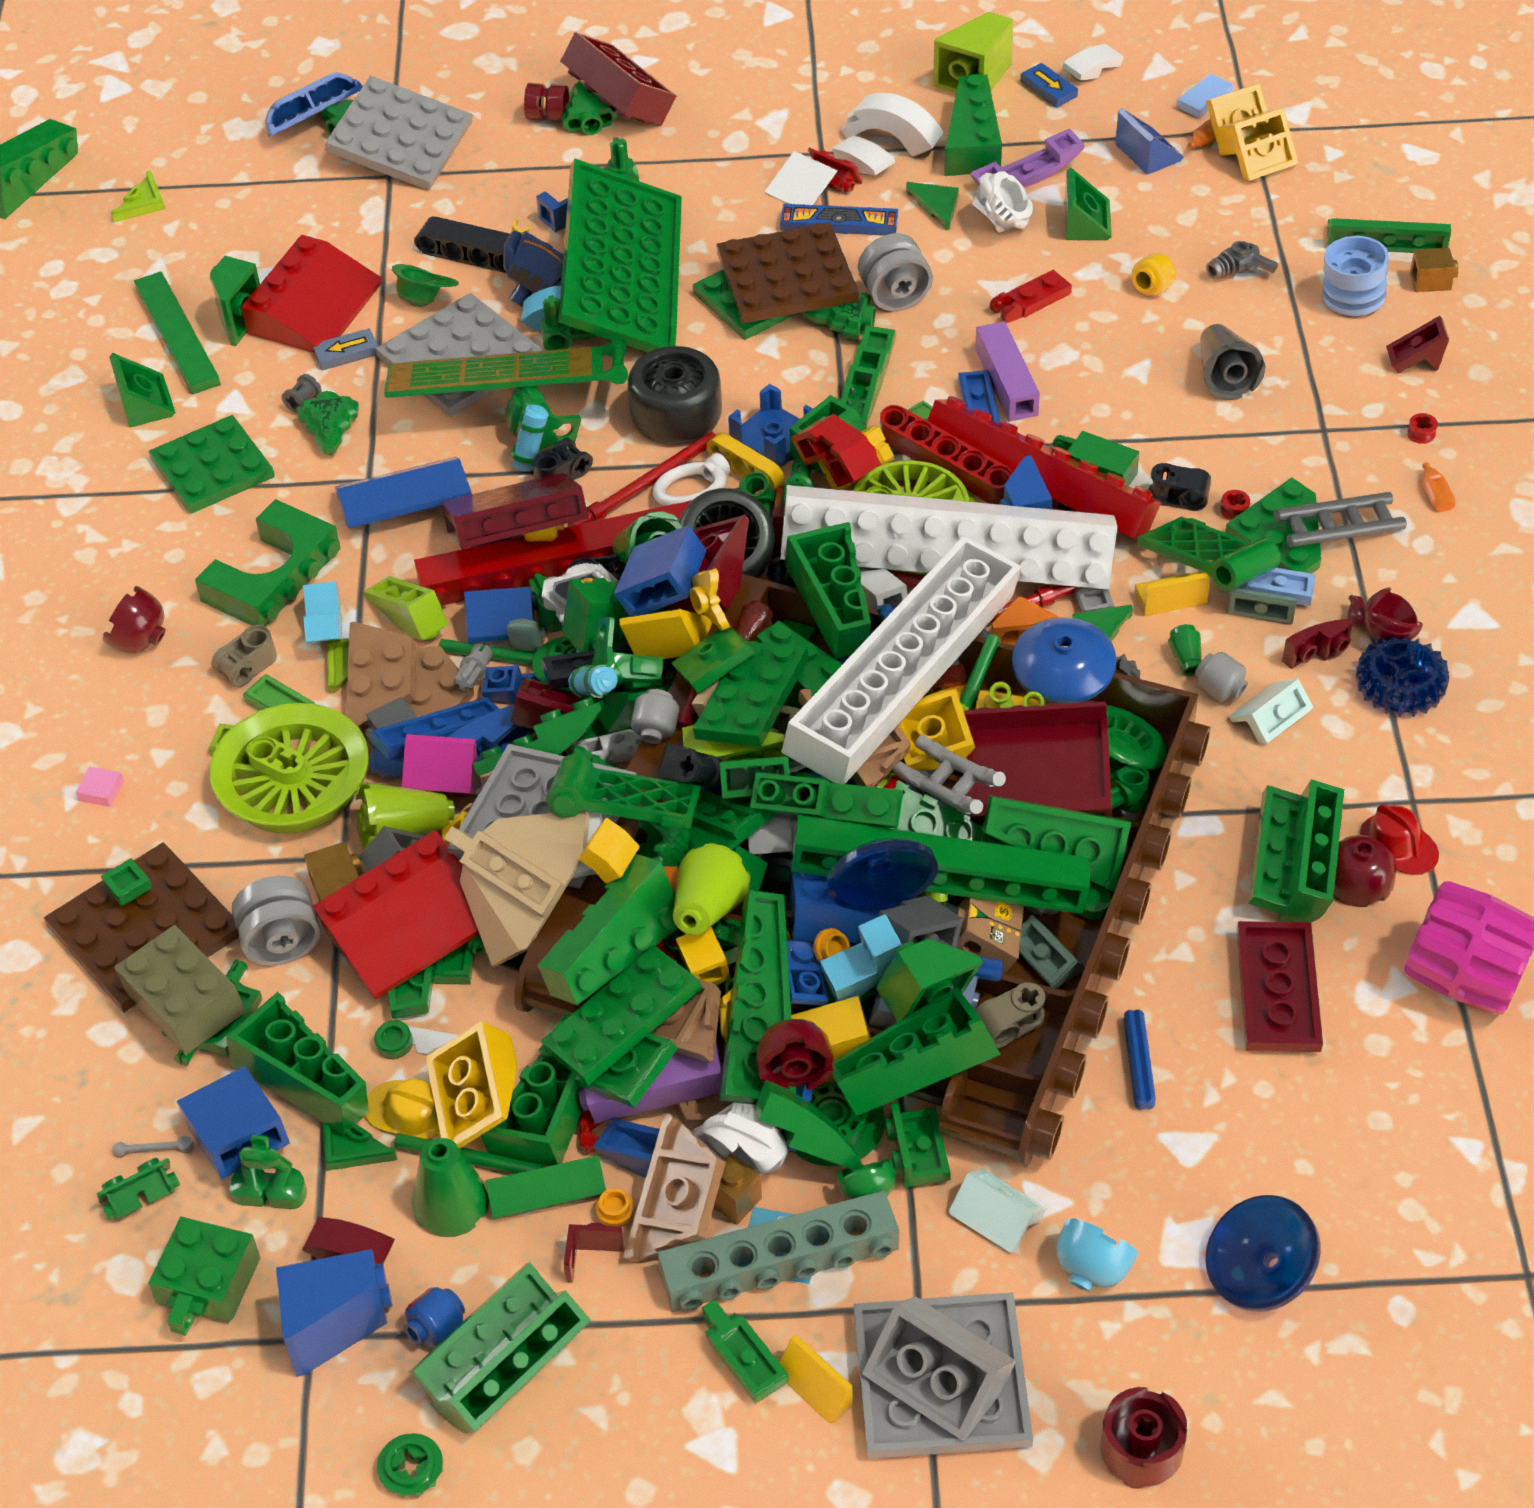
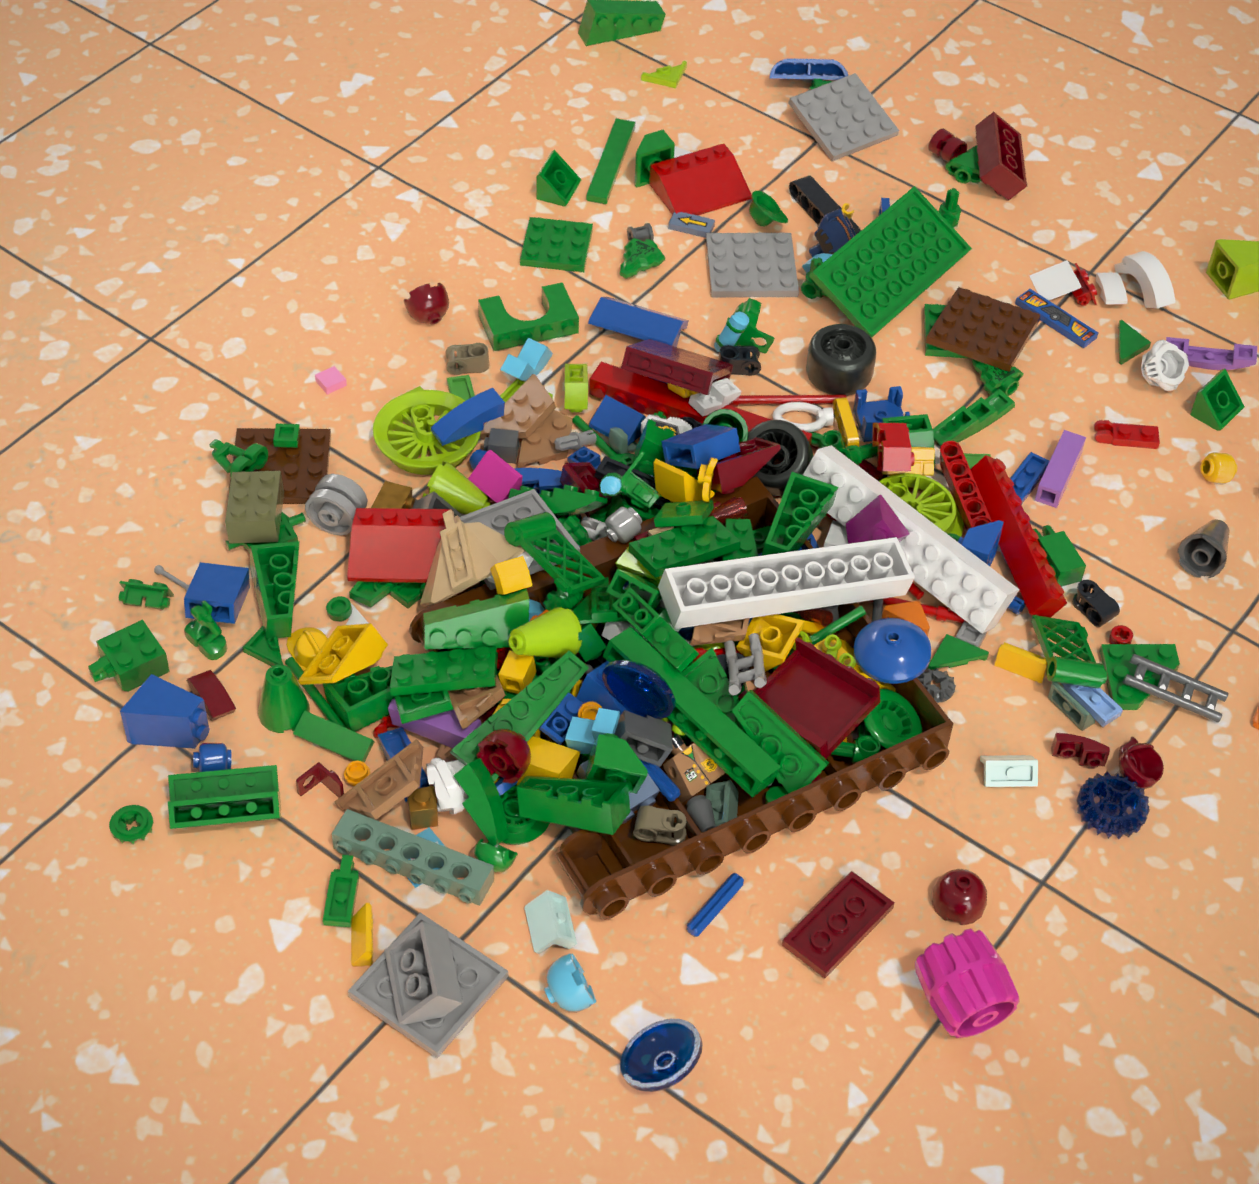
camera: 35 degrees right, 0 degrees up
(114, 939) = (247, 460): none -> green piece
(334, 716) = (469, 417): none -> blue slope
(391, 739) = (517, 457): blue tile -> none
(506, 371) = (757, 287): green flag -> none
(587, 531) = (721, 394): none -> white slope
(689, 766) = (609, 560): black piece -> none
(895, 272) = (1047, 367): light grey wheel -> none
(915, 543) = (875, 523): none -> magenta slope
(919, 1146) = (538, 859): green bracket -> none
(973, 128) = (1197, 310): green wedge -> none
(1042, 969) = (701, 812): none -> dark grey cone
(1143, 1437) = (493, 1097): dark red brick -> none
(1186, 647) = (995, 698): green cone -> none
(1221, 676) = (996, 728): light grey head -> none
(1297, 851) = (927, 855): green brick -> none
(1401, 833) = (1007, 899): red piece -> none

